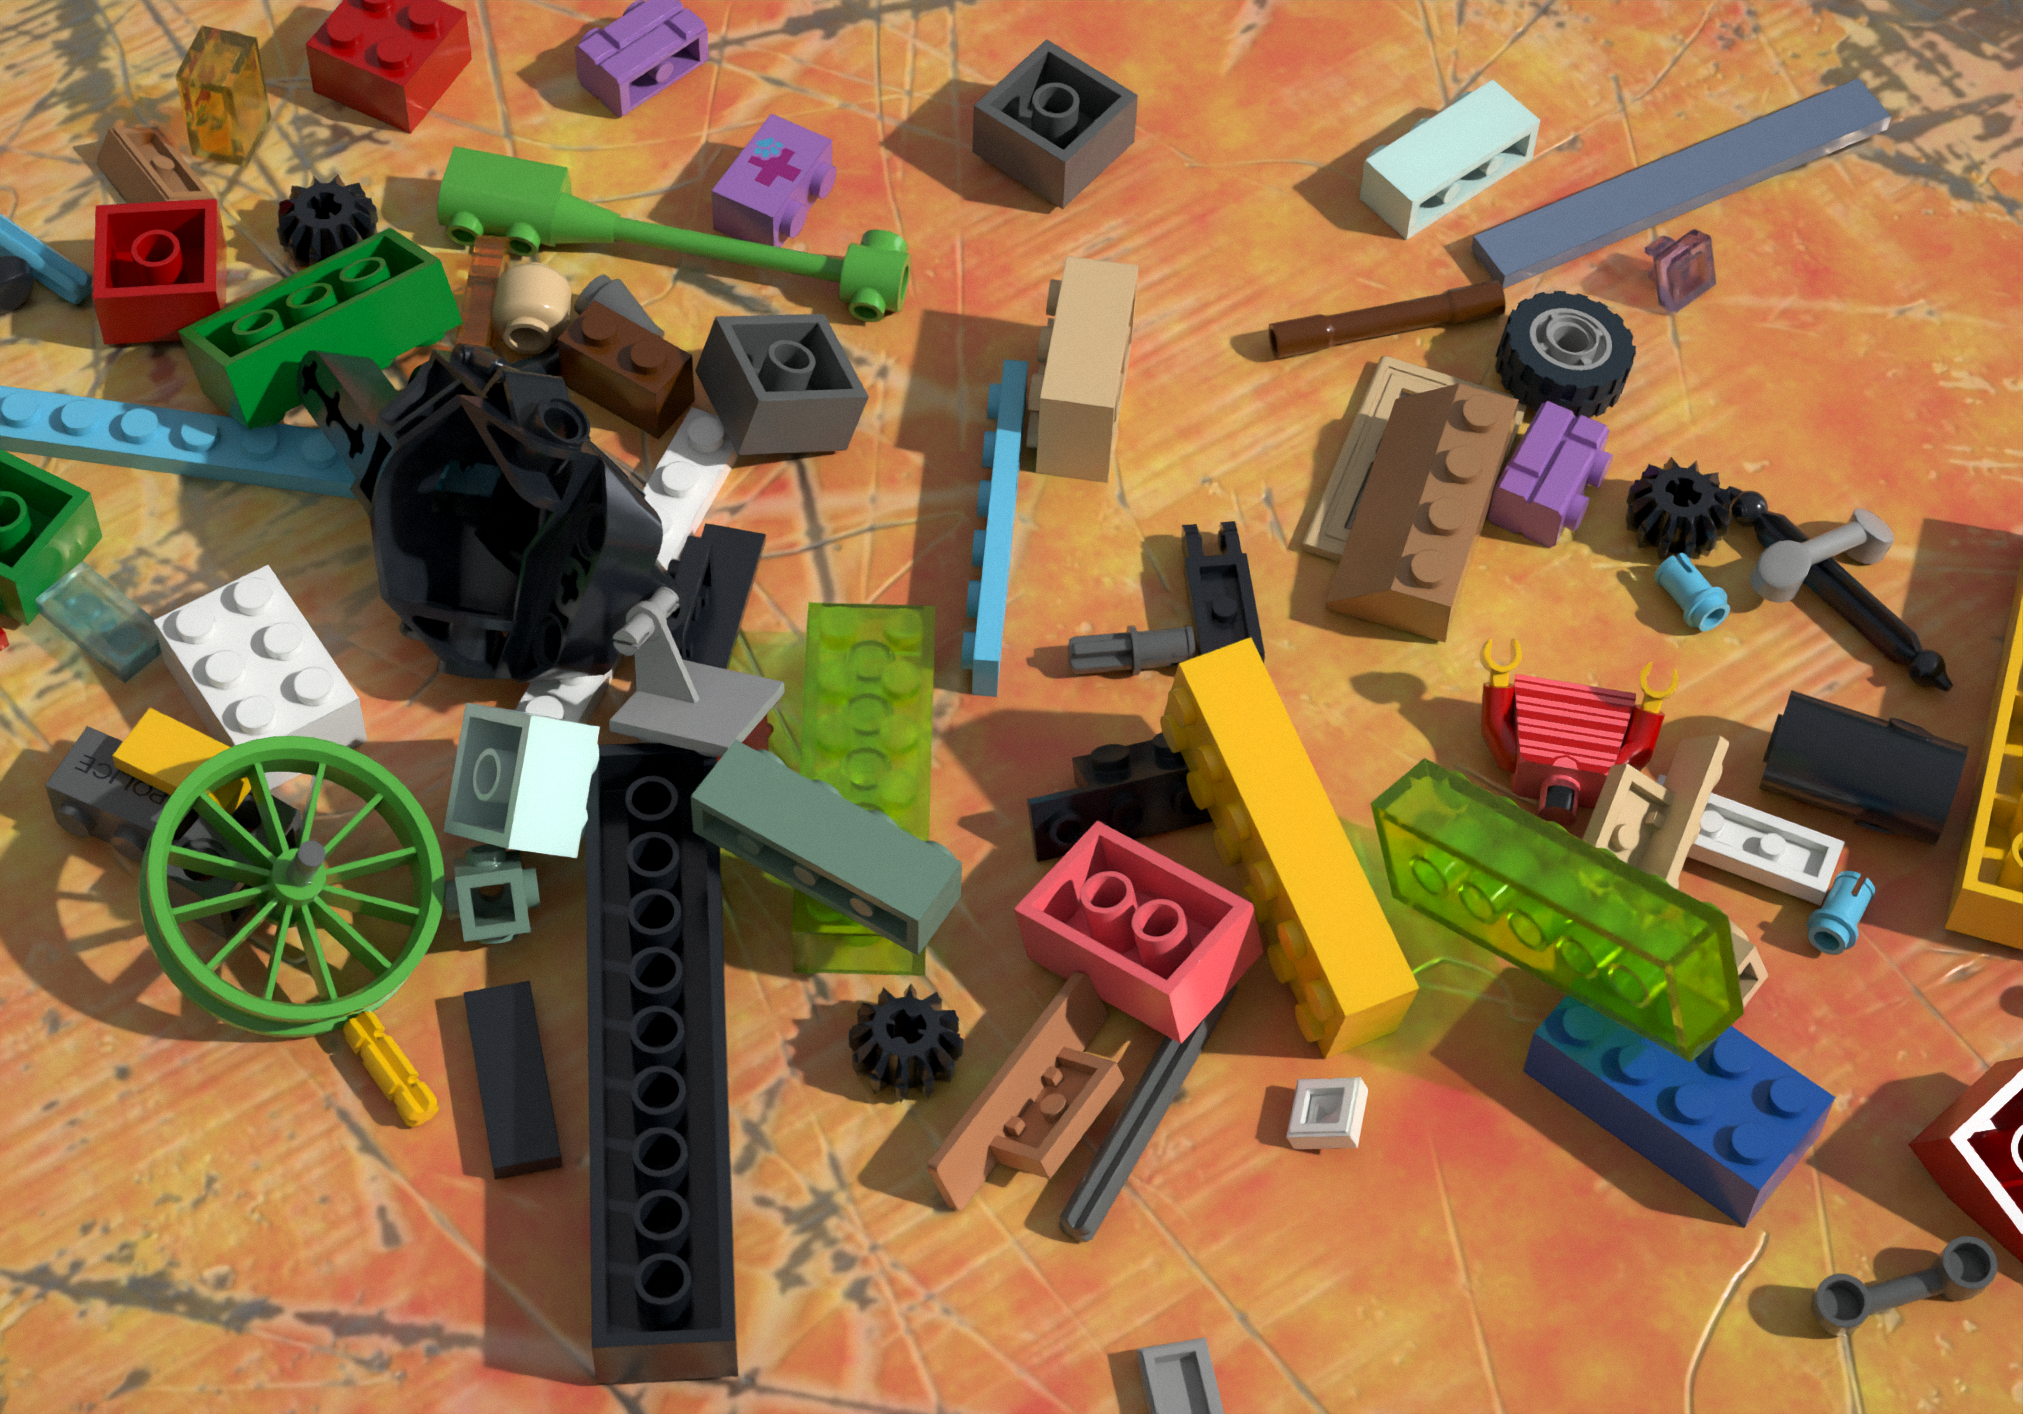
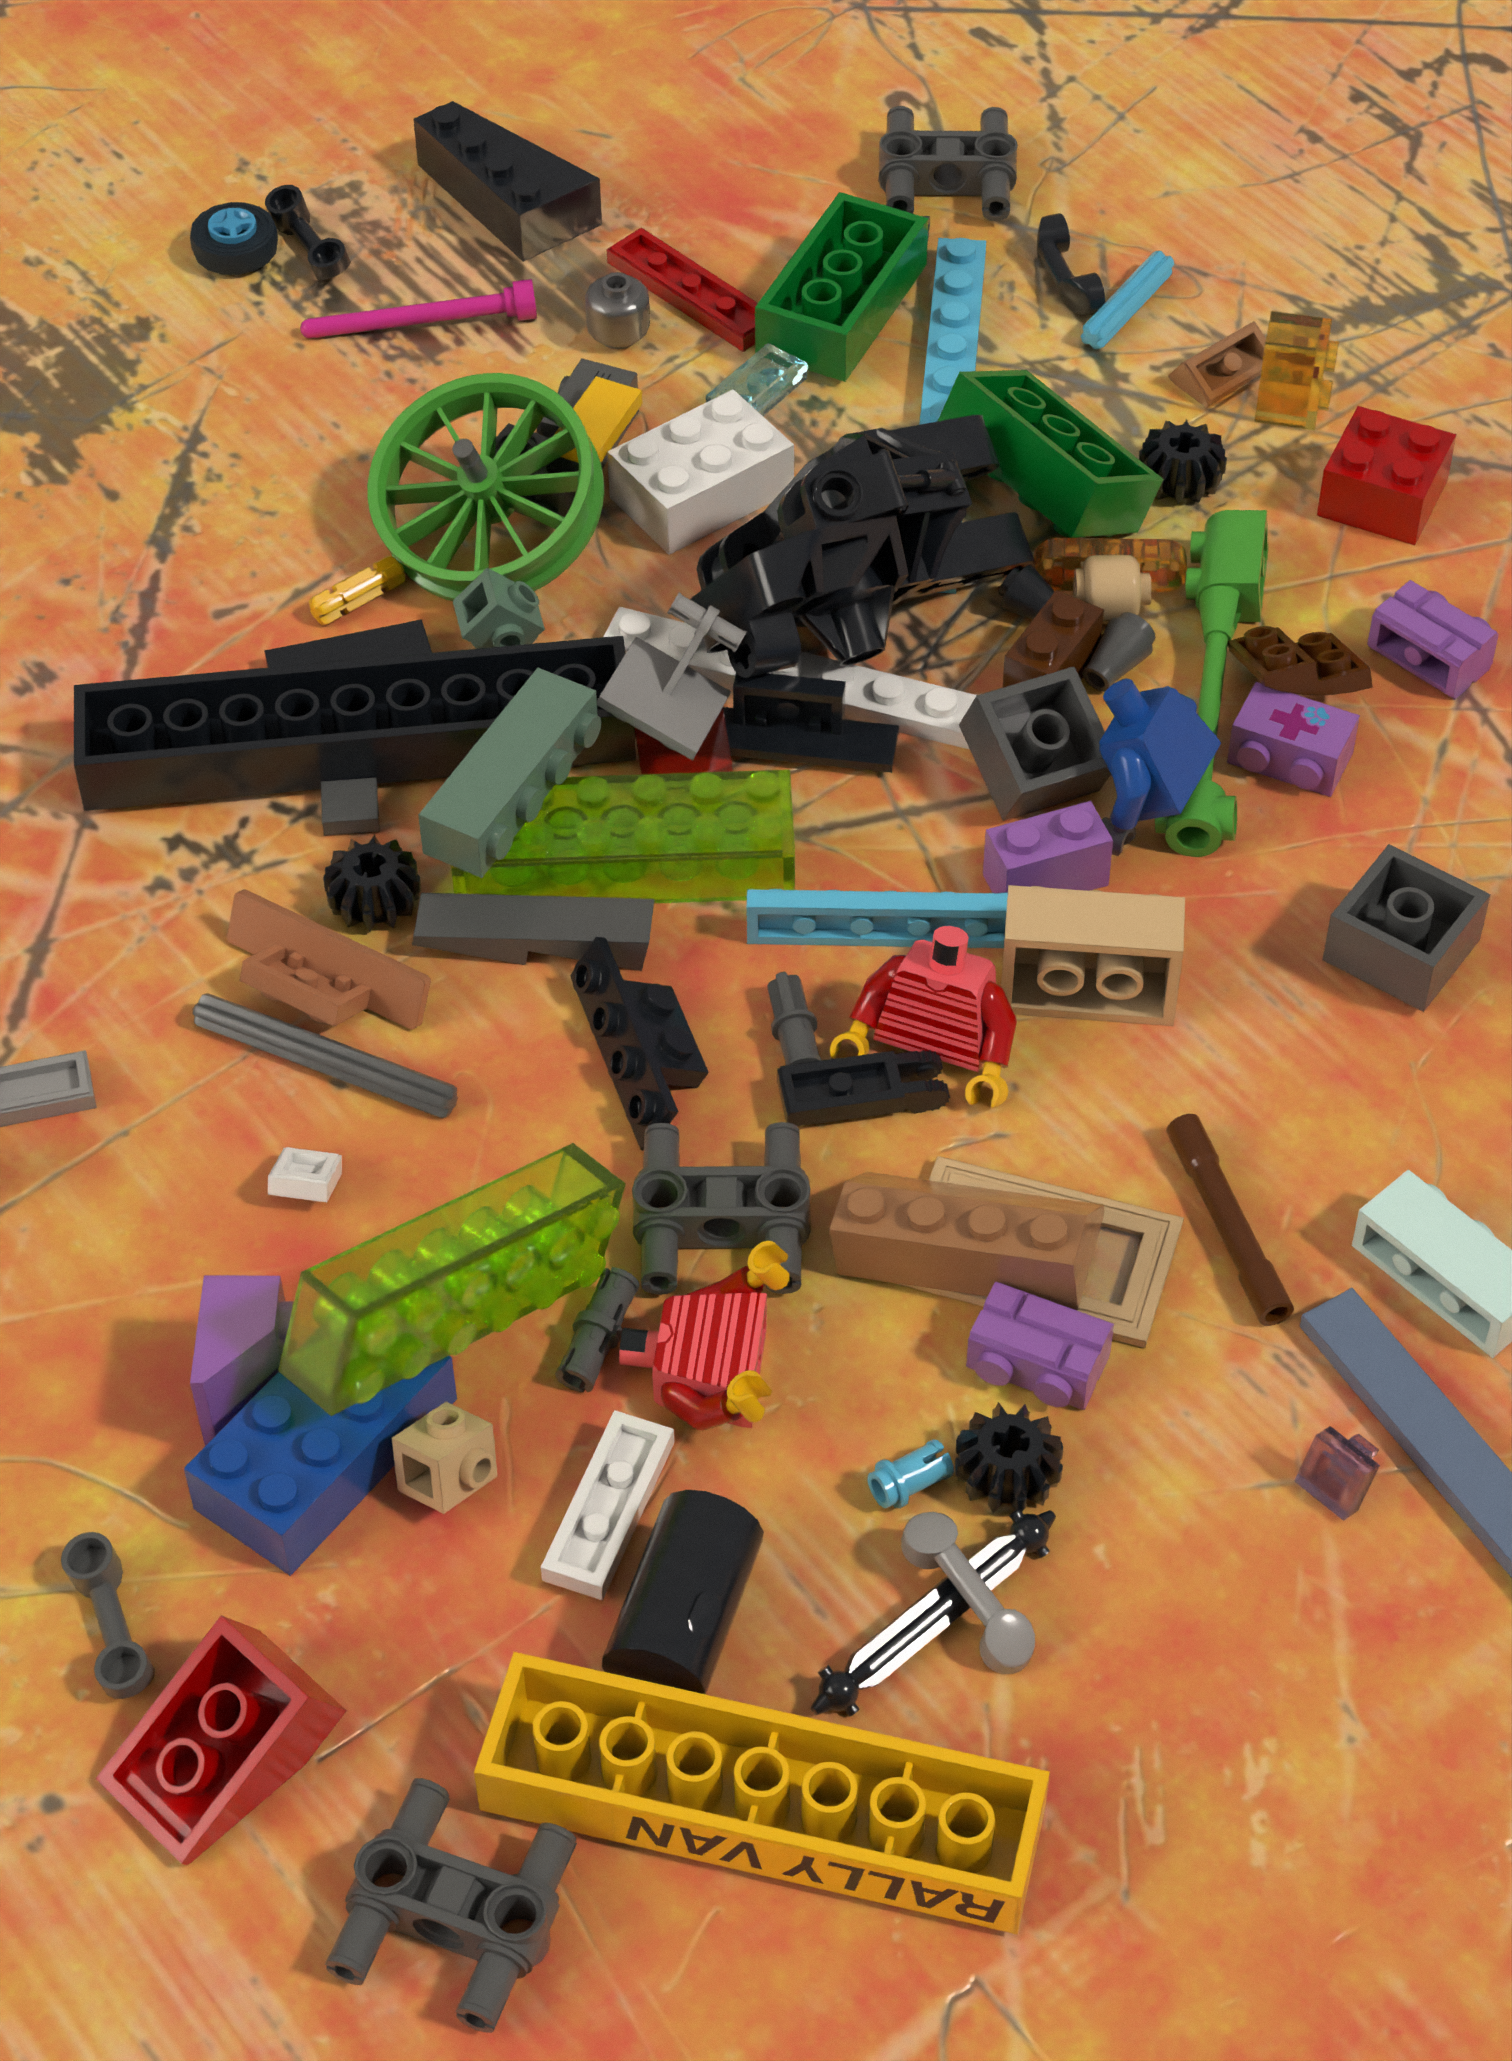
camera: 90 degrees right, 5 degrees down
(157, 268) = (1102, 361): red brick -> none
(522, 780) = (581, 595): light aqua brick -> none
(673, 156) = (1309, 667): none -> reddish brown slope
(763, 1077) = (350, 806): none -> dark grey tile
(834, 277) = (1154, 754): none -> blue torso
(927, 404) = (1050, 851): none -> medium lavender brick
(989, 847) = (551, 925): none -> dark grey slope
(1139, 510) = (942, 1004): none -> torso
(1141, 930) = (462, 1011): coral brick -> none
(1287, 849) = (536, 1089): yellow brick -> none
(1380, 708) = (718, 1205): none -> dark grey piece
(1565, 353) = (1192, 1394): black wheel -> none
(1609, 1148) = (236, 1345): none -> medium lavender slope
(1657, 823) = (575, 1384): tan bracket -> none
(1835, 924) = (525, 1590): medium azure pin -> none

